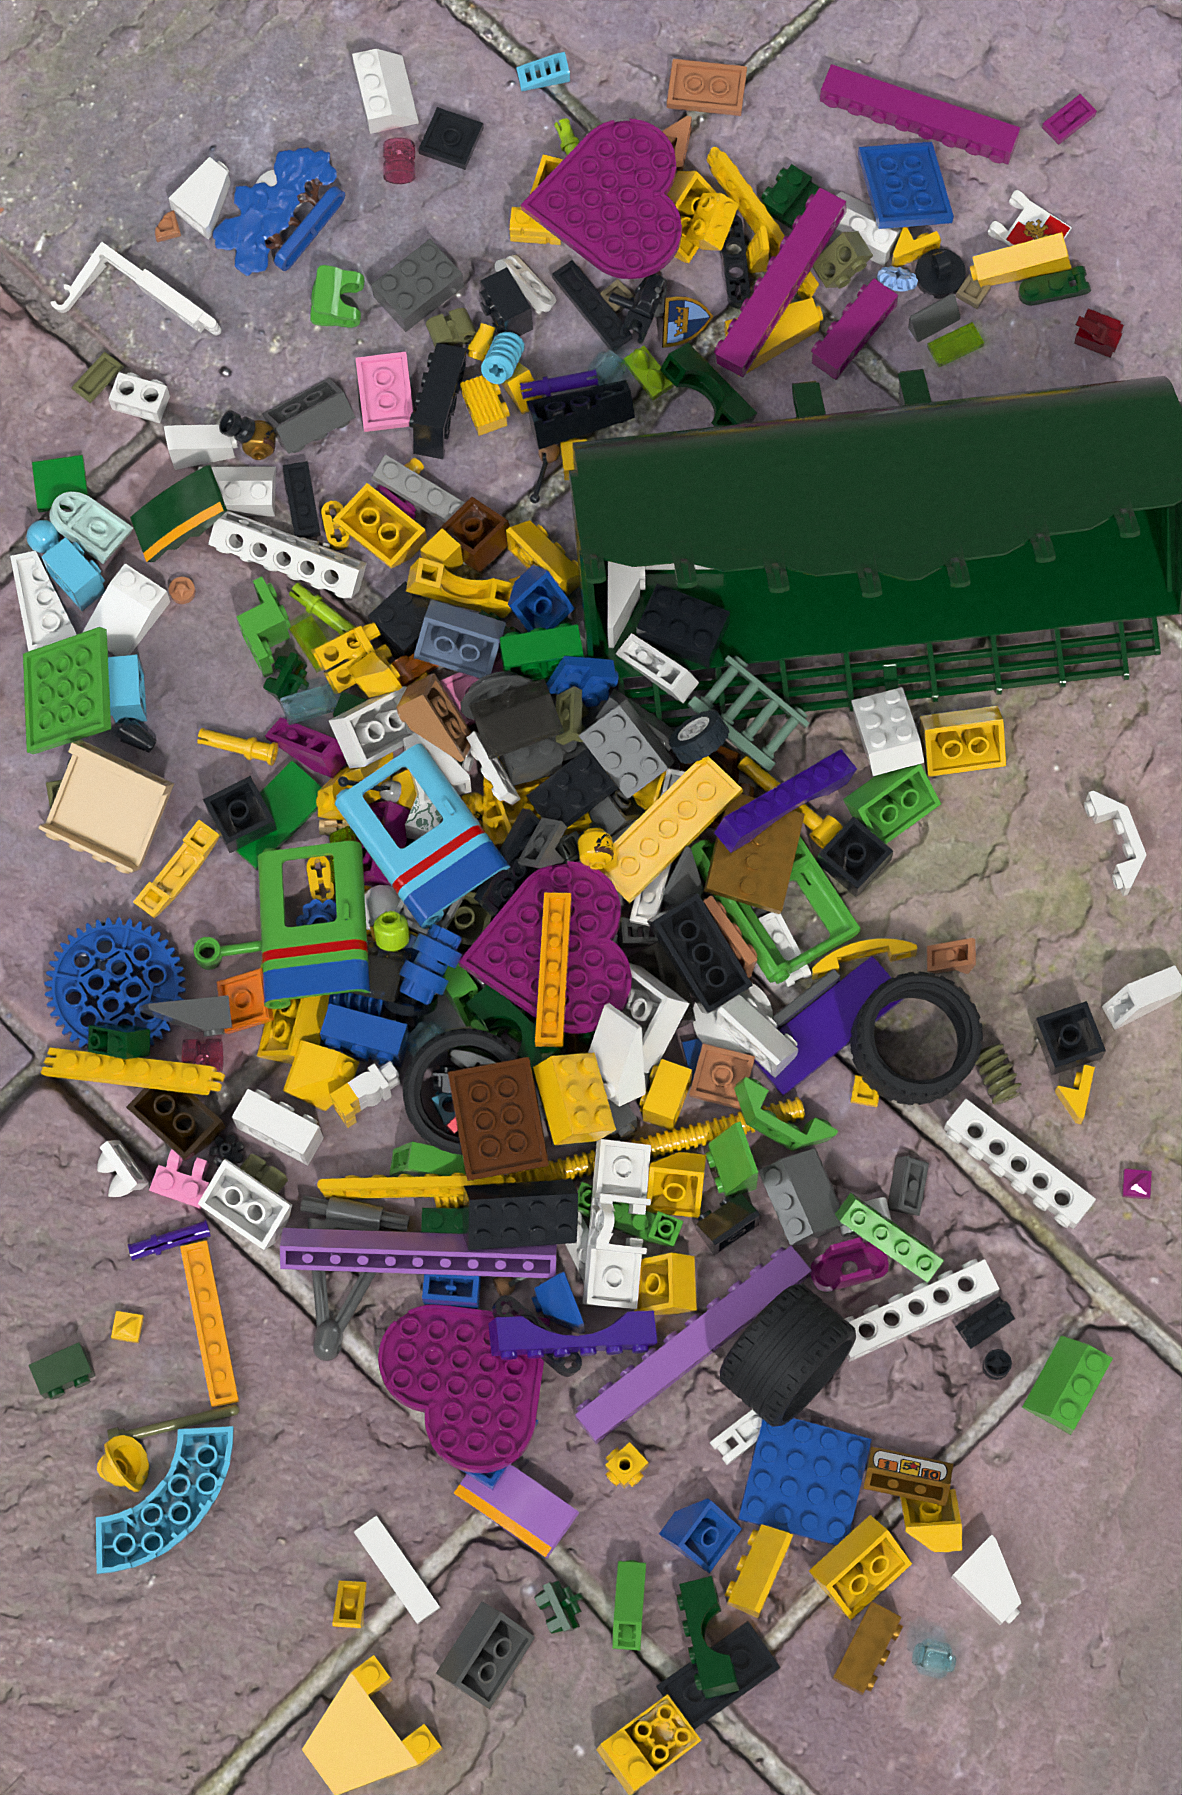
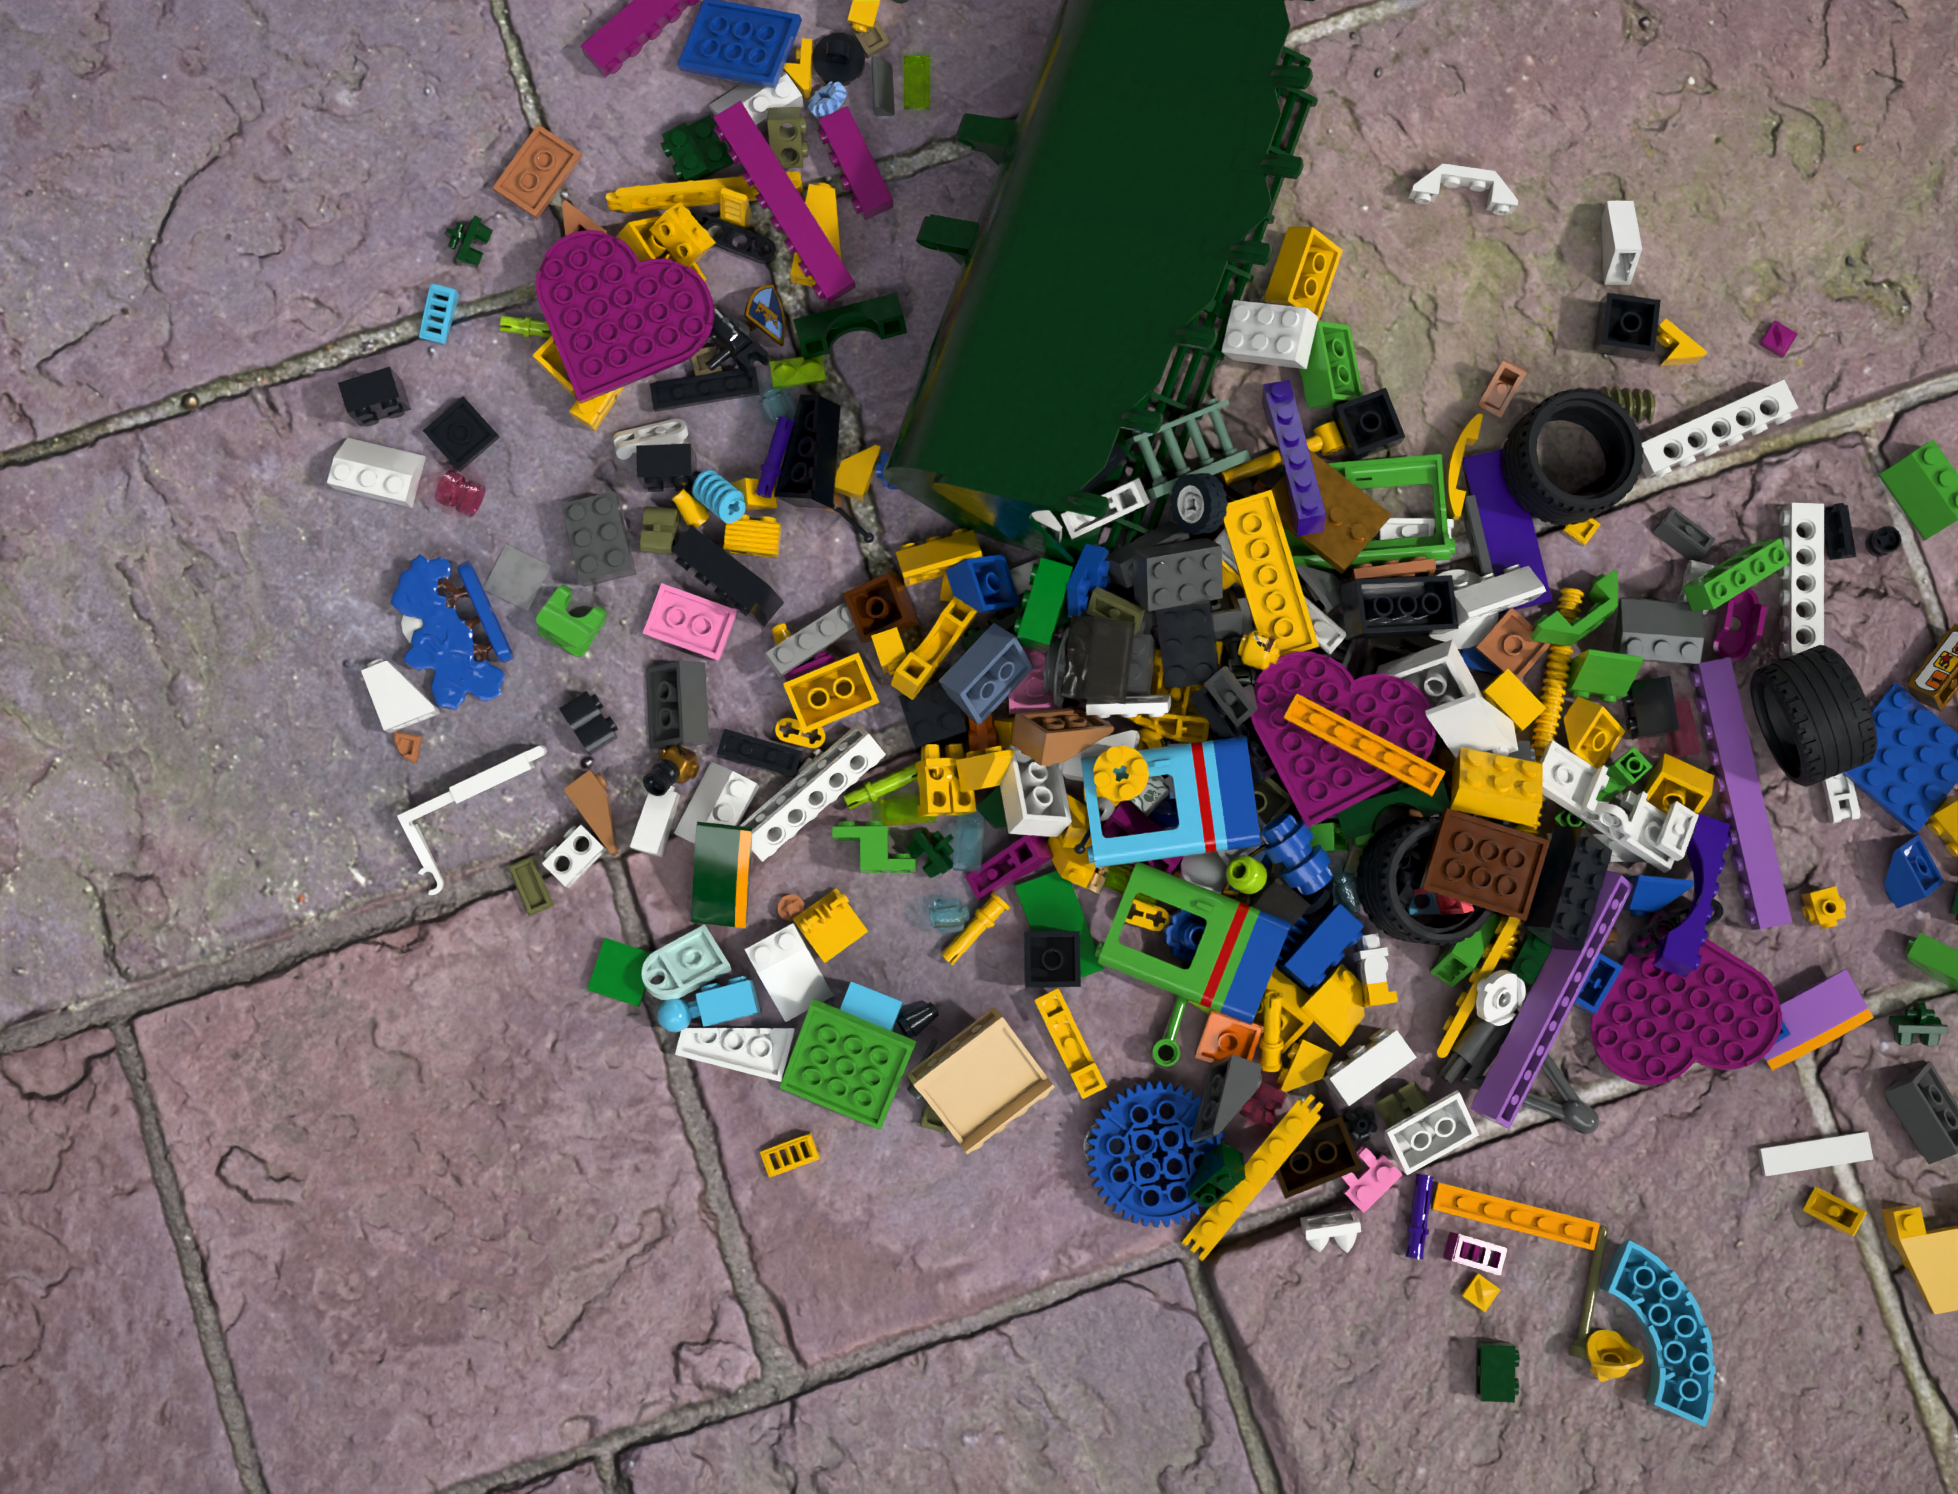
camera: 70 degrees left, 10 degrees up
(157, 1283) = (1457, 1250): none -> slope
(182, 627) = (830, 925): none -> yellow hinge
(188, 394) = (594, 804): none -> medium nougat slope
(238, 716) = (948, 915): none -> clear light blue head
(253, 1074) = (1305, 1065): none -> yellow slope
(258, 353) = (589, 723): none -> black brick
(259, 1034) = (1271, 1042): none -> yellow pin
(353, 241) = (516, 577): none -> flat silver sticker
(394, 1191) = (1489, 991): none -> white plate
(412, 766) = (1126, 788): none -> yellow plate
(444, 55) = (374, 397): none -> black brick
(606, 65) = (474, 231): none -> dark green hips
(625, 1294) = (1676, 831): none -> white plate
(725, 1264) = (1685, 740): none -> clear pink panel

